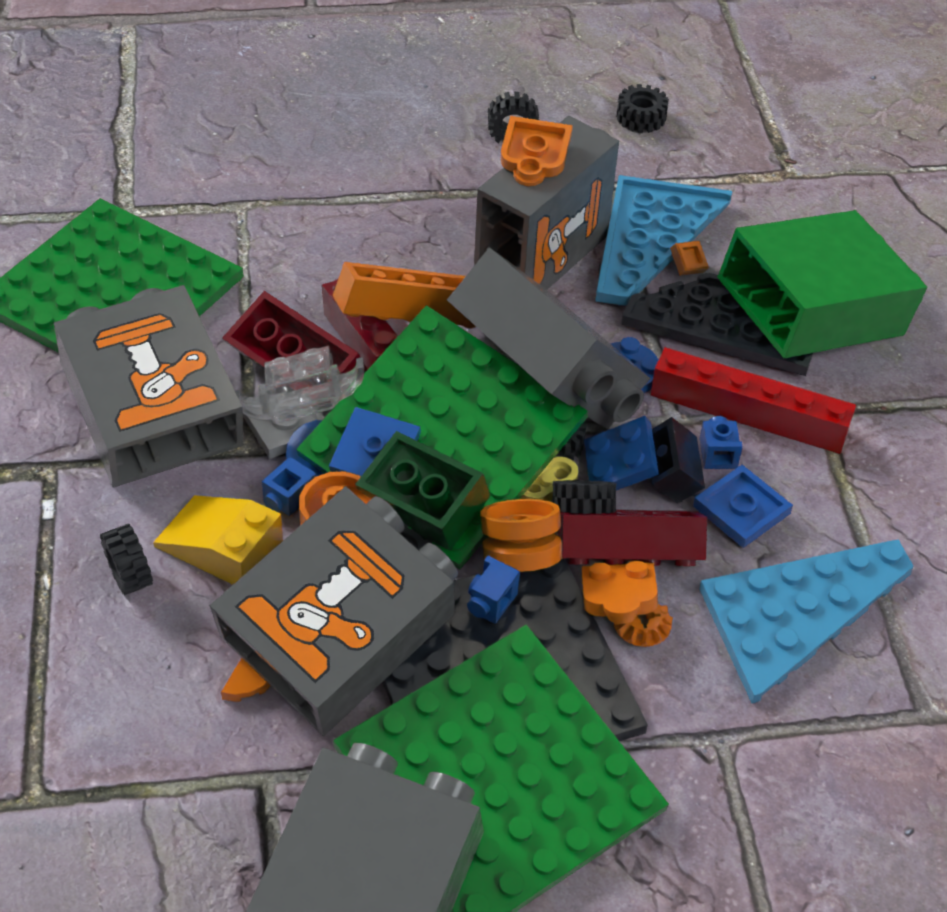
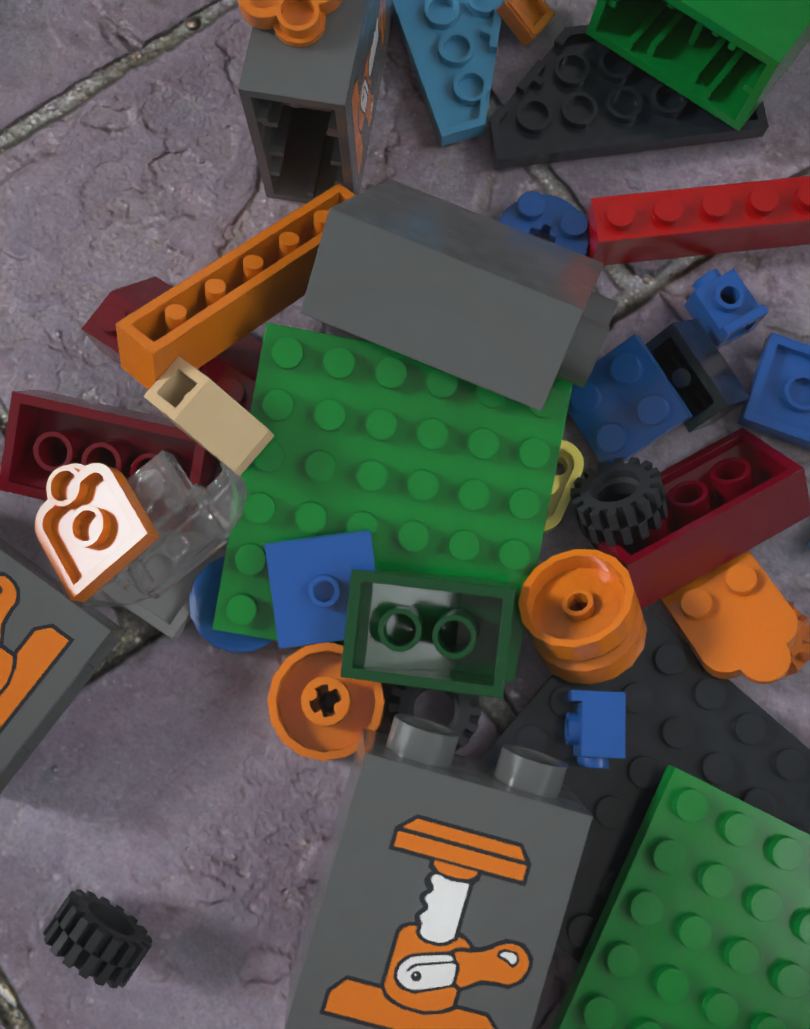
camera: 25 degrees left, 30 degrees up
(222, 535) = (189, 811): yellow slope -> none
(264, 361) = (91, 527): none -> plate
(284, 486) = (222, 671): blue brick -> none
(365, 329) = (209, 415): none -> tan slope

